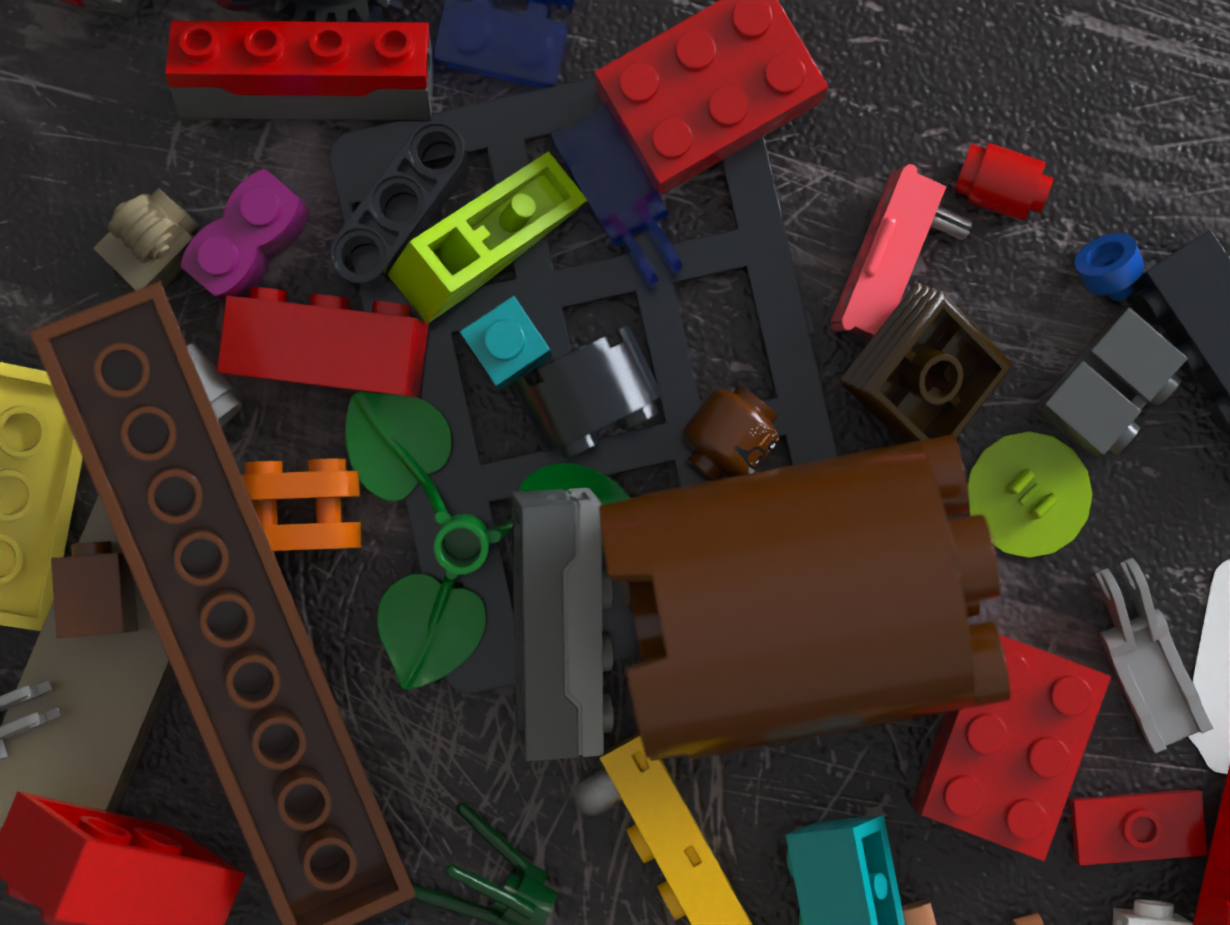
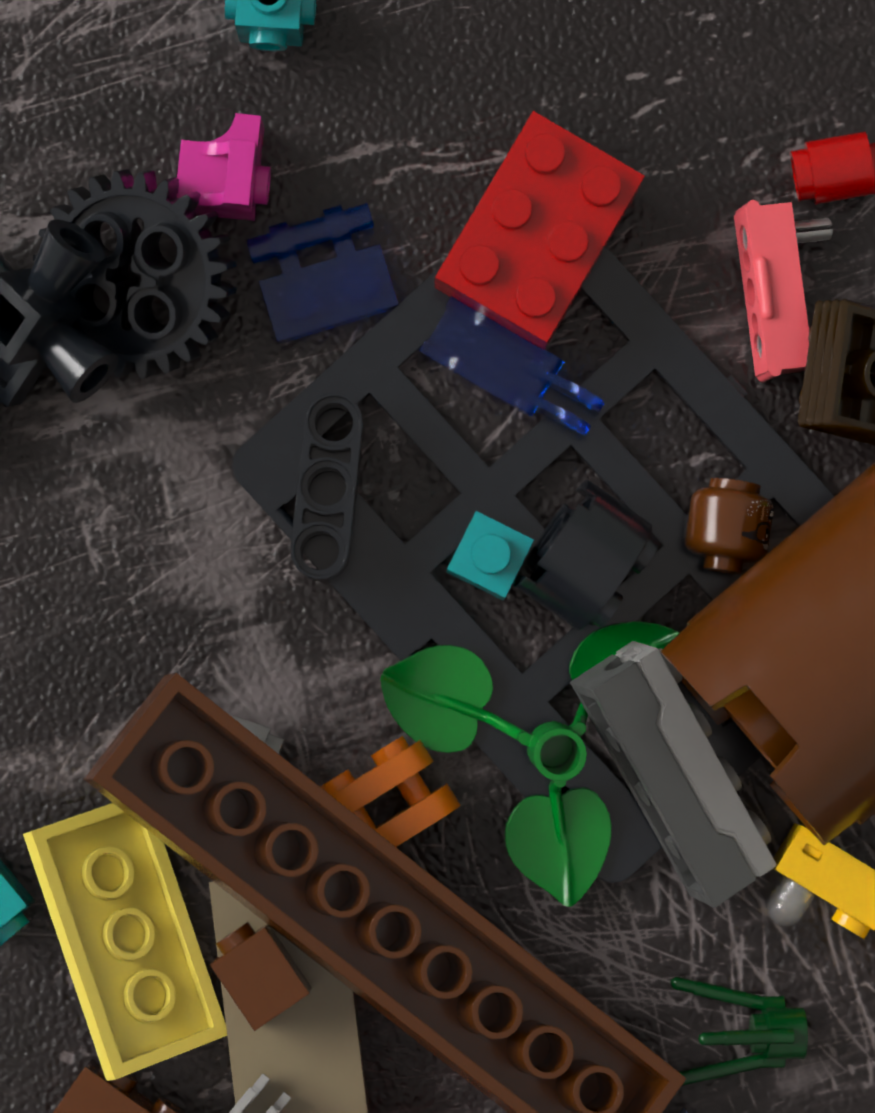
camera: 30 degrees left, 0 degrees up
(147, 239) = (125, 643): dark tan brick -> none
(256, 225) = (209, 572): magenta brick -> none
(300, 70) = (171, 417): red piece -> none
(323, 343) = (328, 645): red brick -> none
(484, 237) = (417, 472): lime slope -> none

